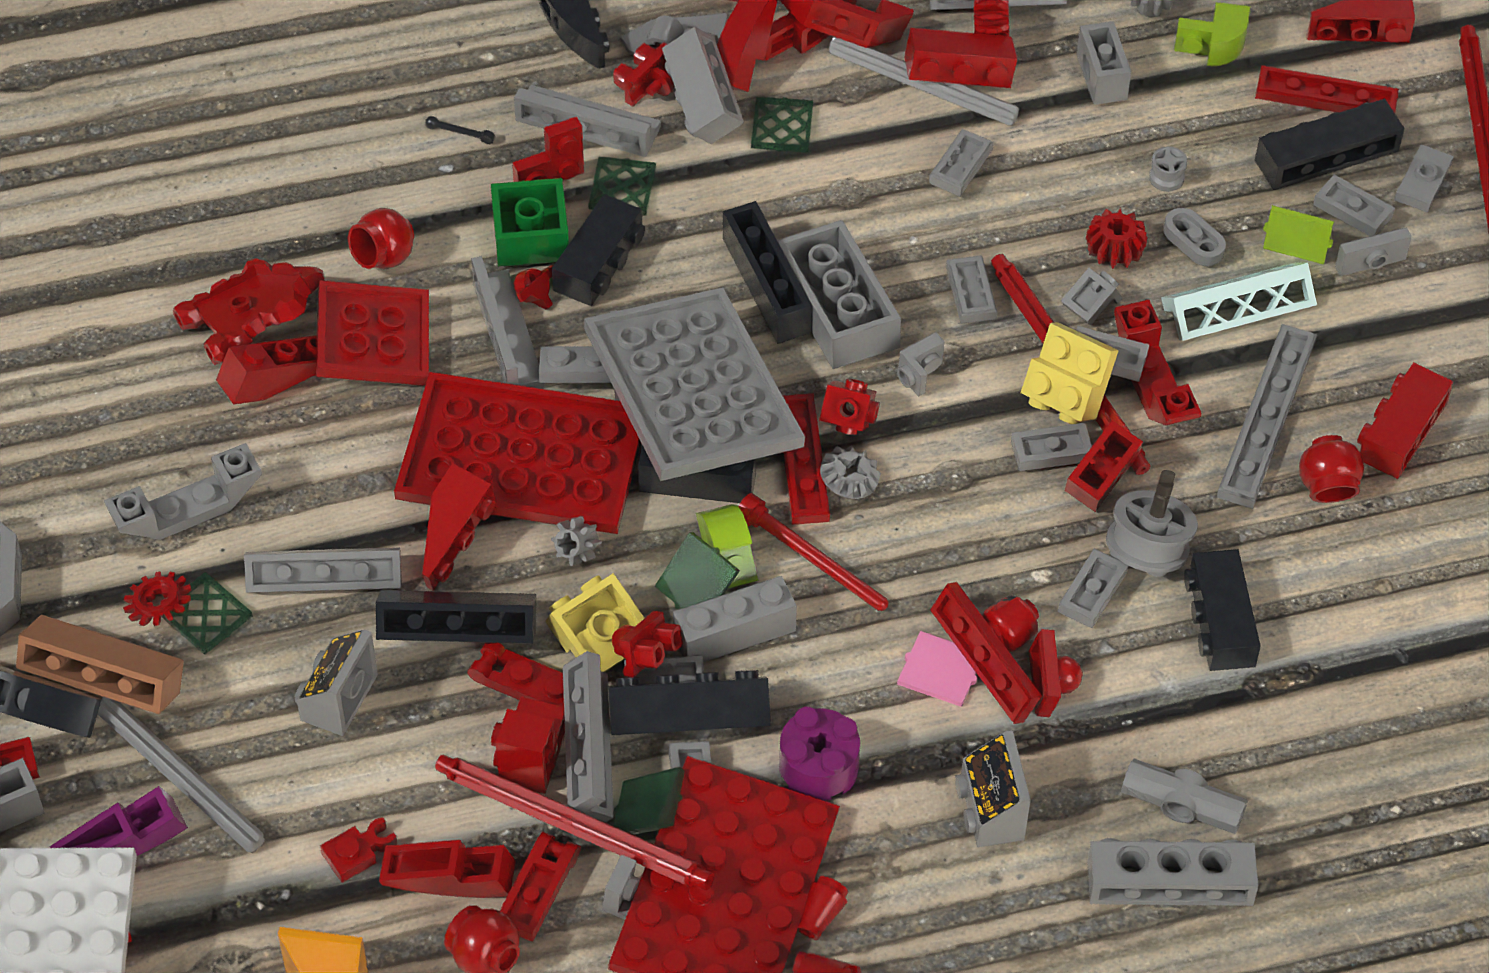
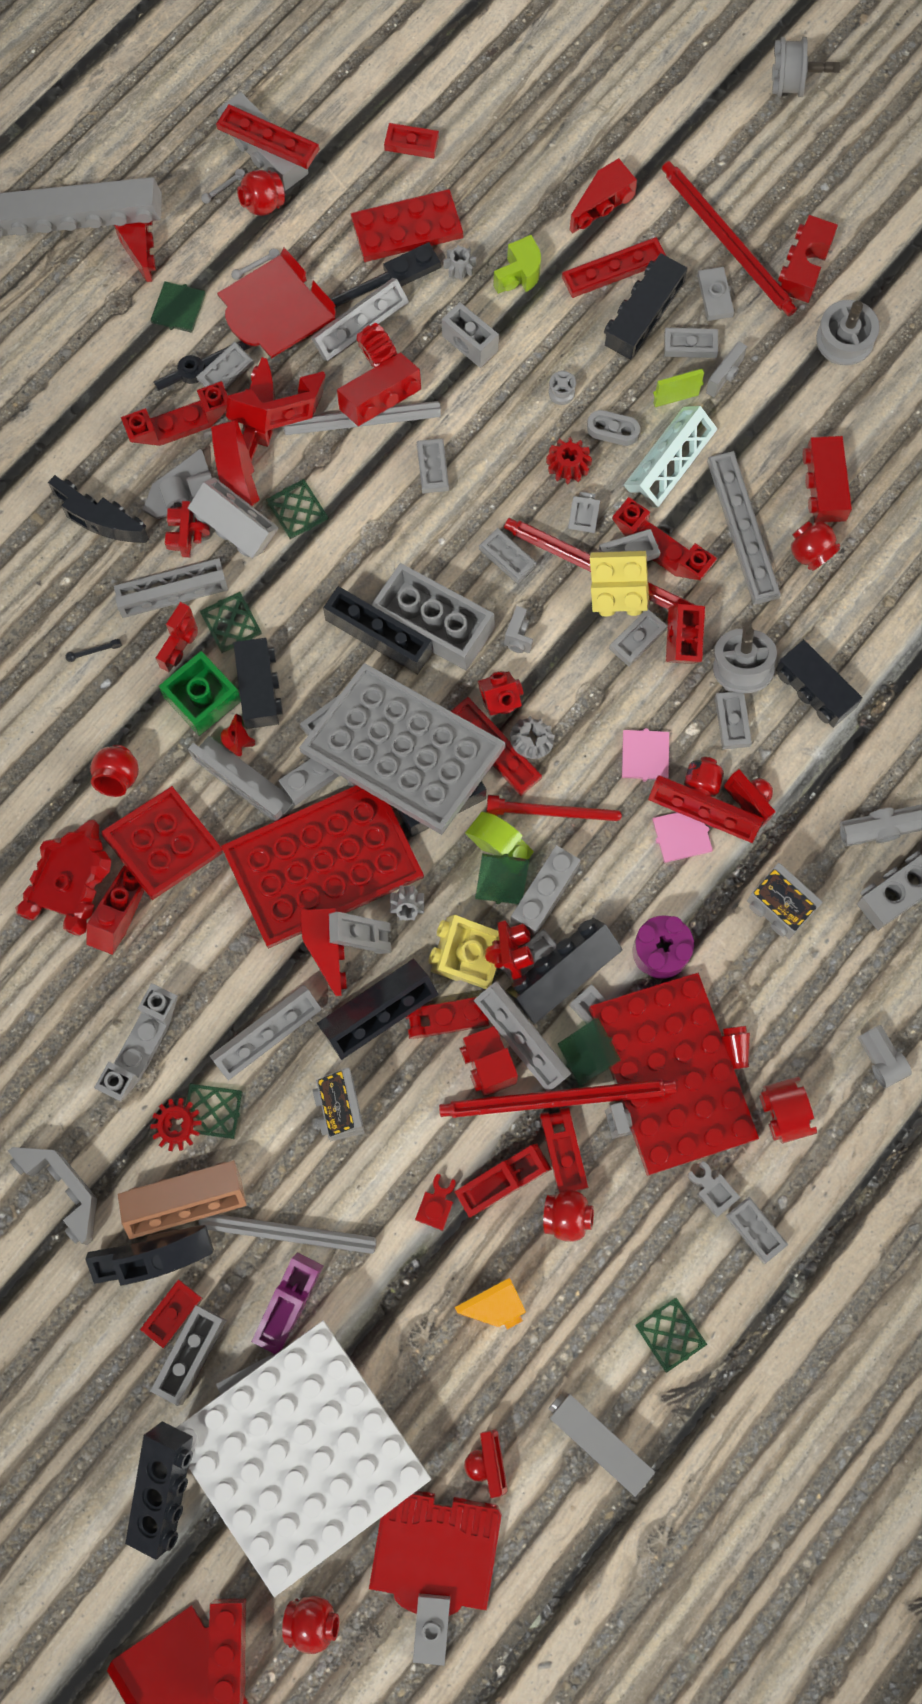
camera: 35 degrees left, 20 degrees up
(499, 529) = (359, 932): none -> light grey plate
(967, 562) = (645, 754): none -> bright pink piece

